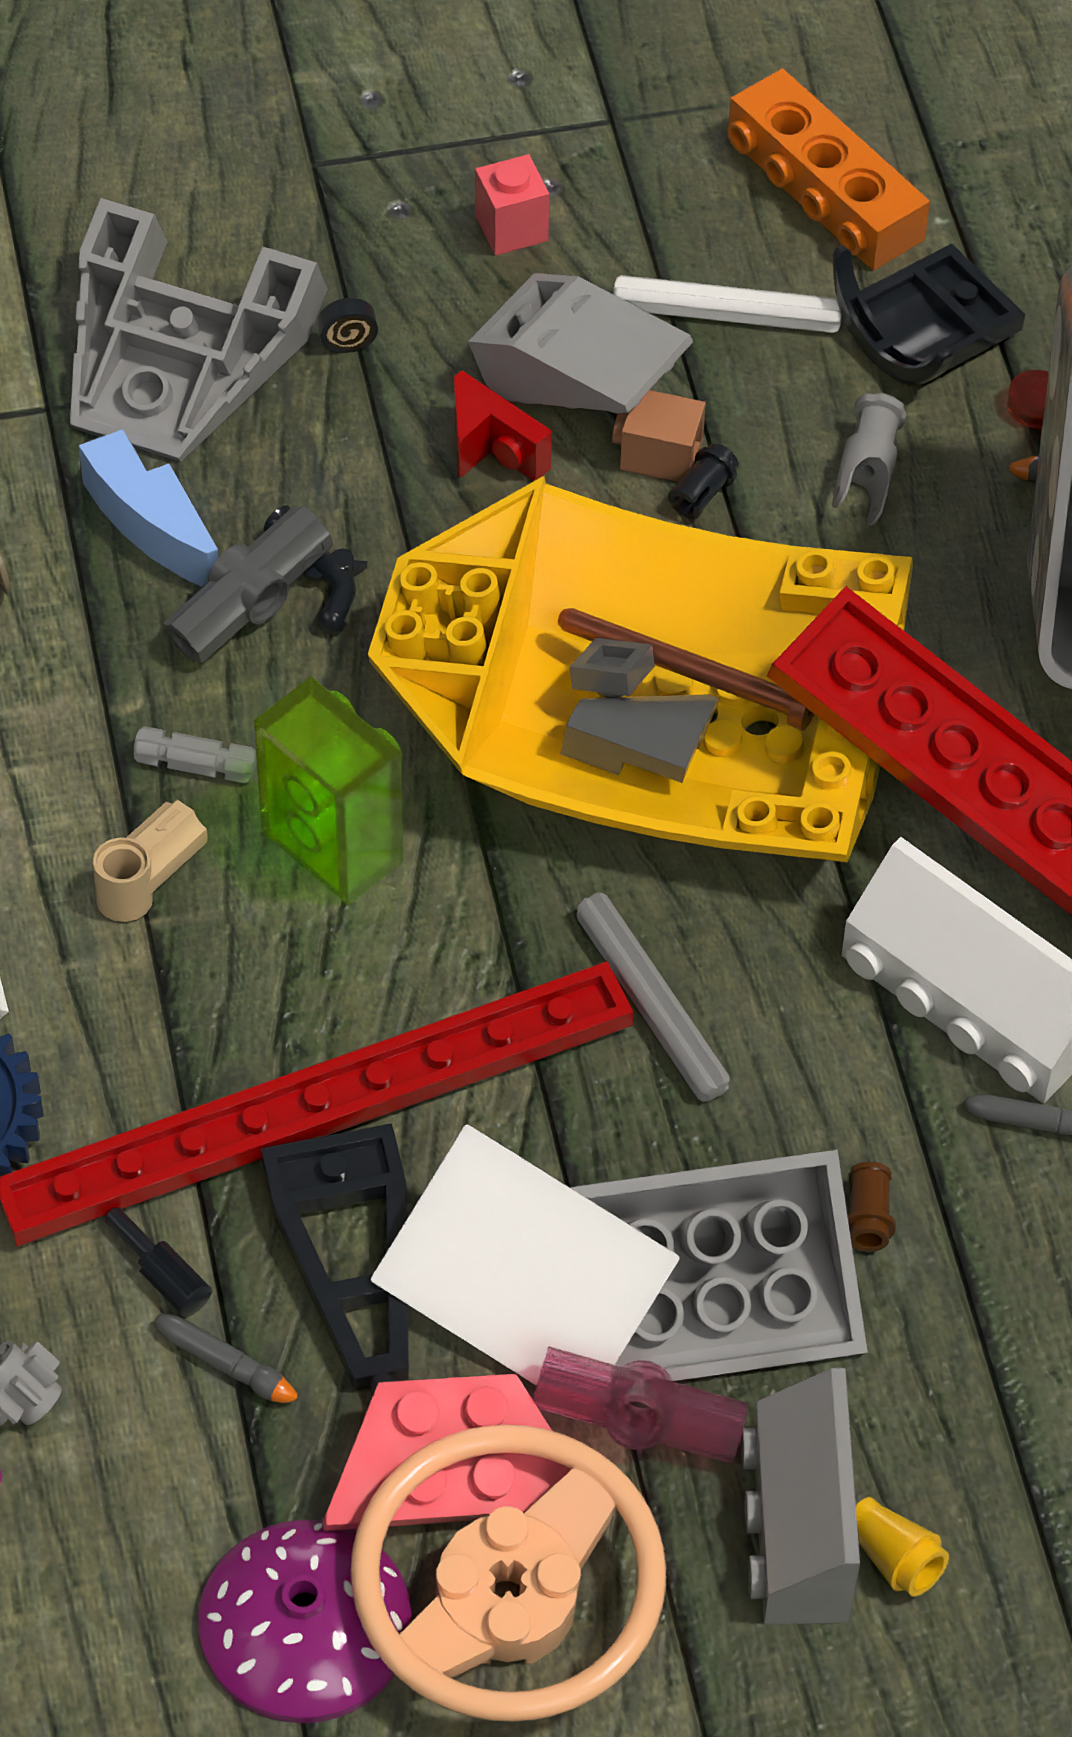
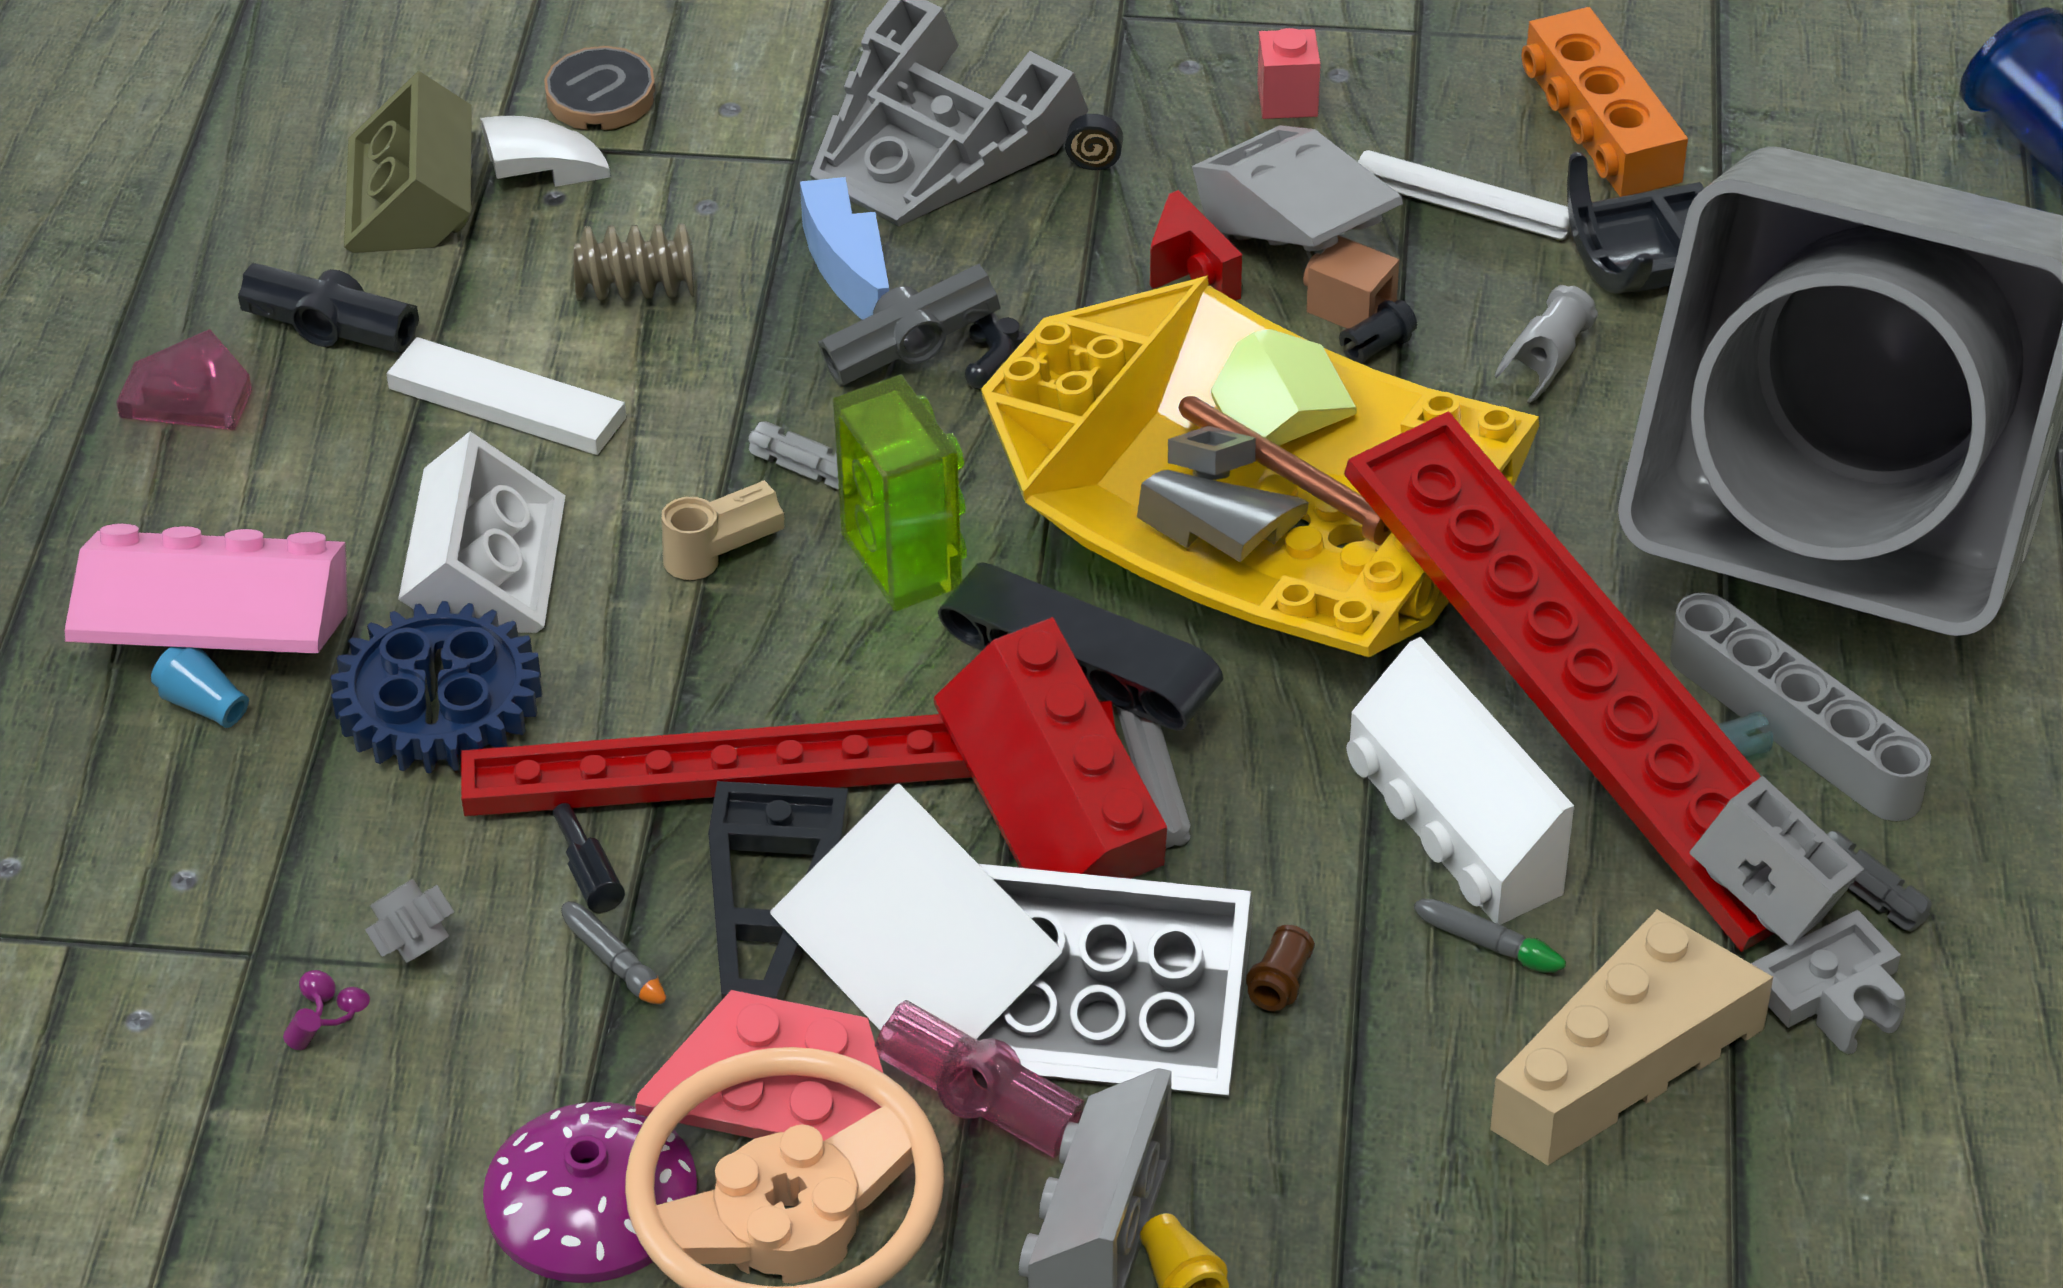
camera: 20 degrees right, 10 degrees down
(559, 910) = (1119, 657): none -> black beam
(584, 1051) = (1051, 759): none -> red slope
(650, 578) = (1281, 387): none -> yellowish green slope

